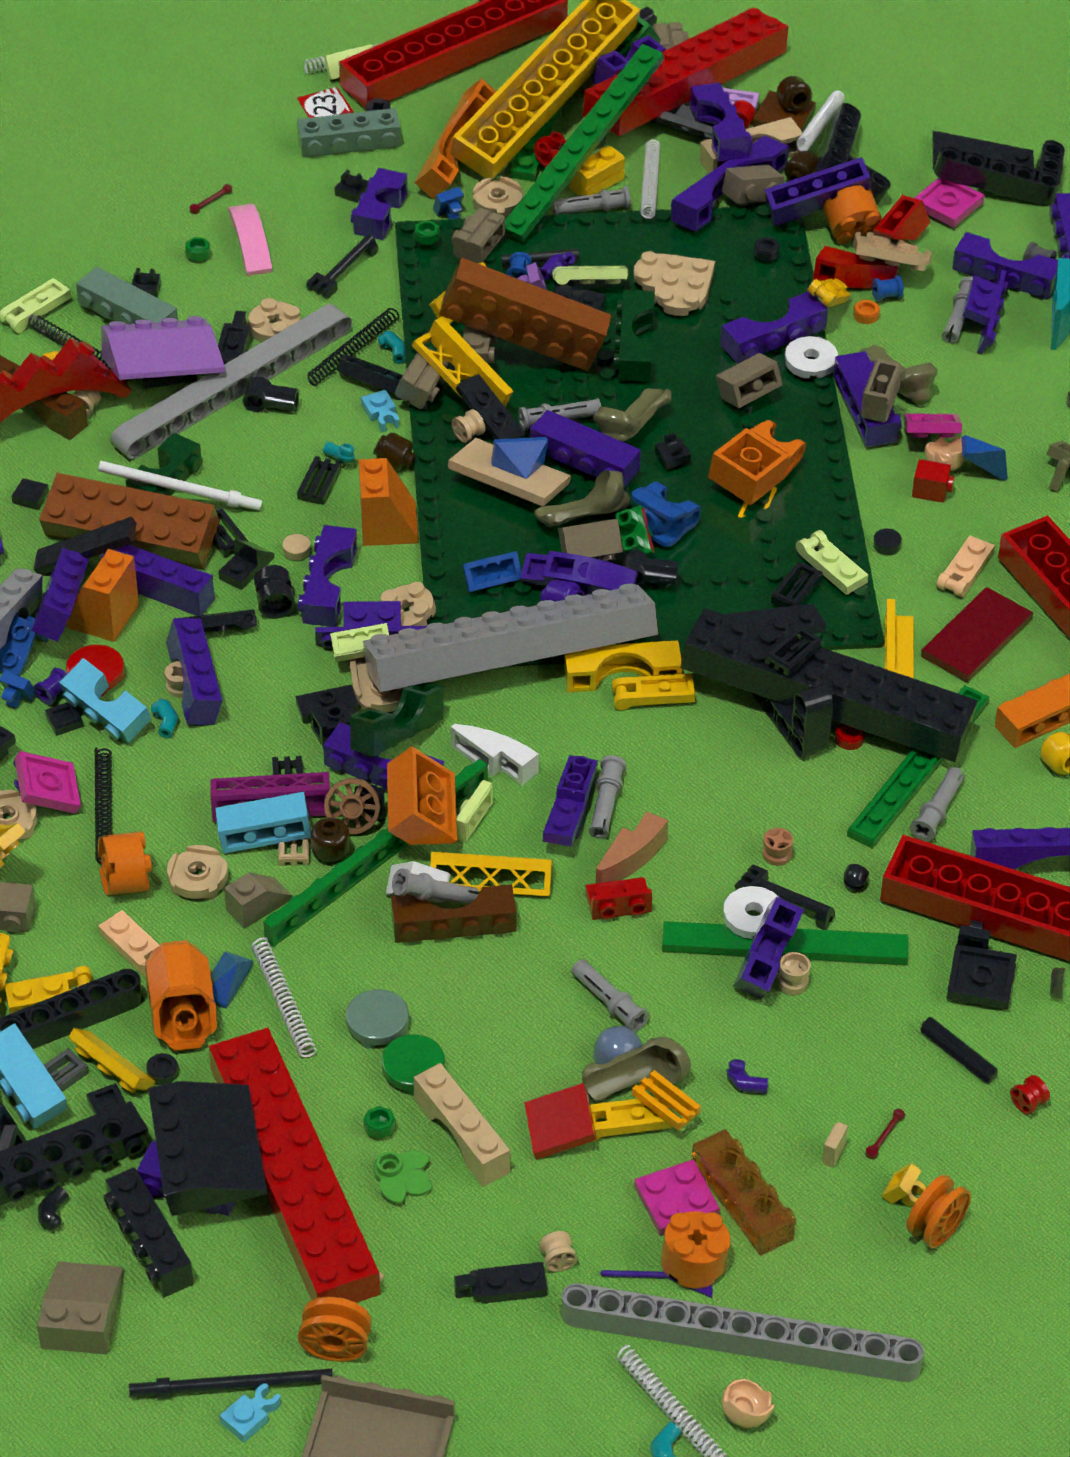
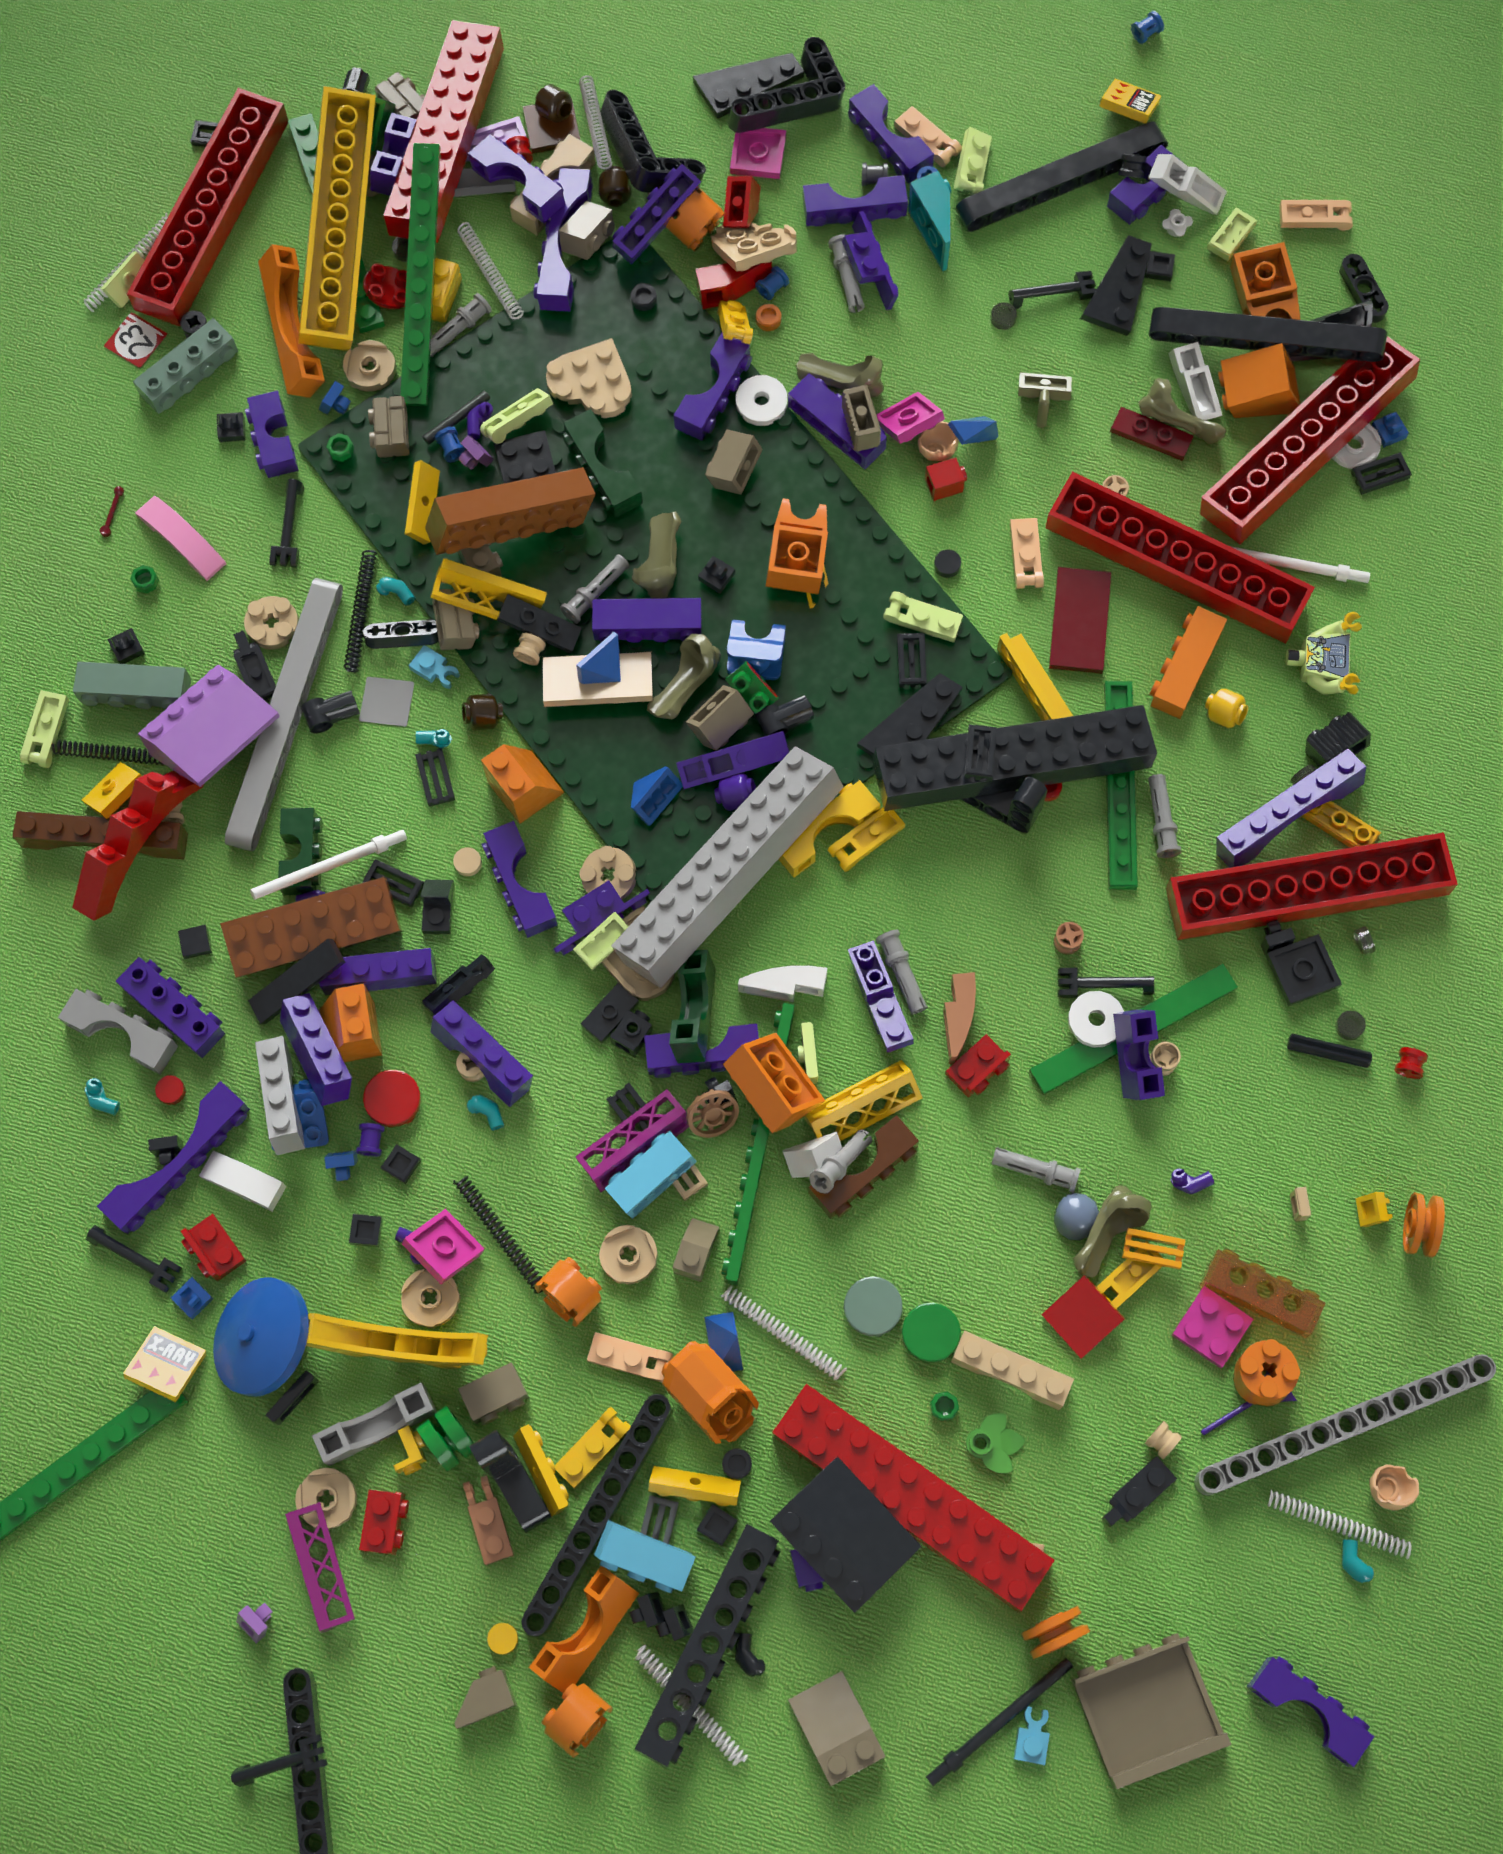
camera: 30 degrees left, 25 degrees up
(121, 717) = (405, 1133): medium azure arch -> none
(148, 1232) = (843, 1631): black brick -> none
(274, 591) = (485, 924): black wheel -> none
(323, 415) = (386, 701): none -> light grey sticker
(330, 839) = (720, 1166): dark brown head -> none
(855, 876) = (1147, 932): black hinge -> none
(872, 1150) = (1325, 1188): dark red hinge -> none
(995, 1042) = (1350, 1025): none -> clear smoke tile

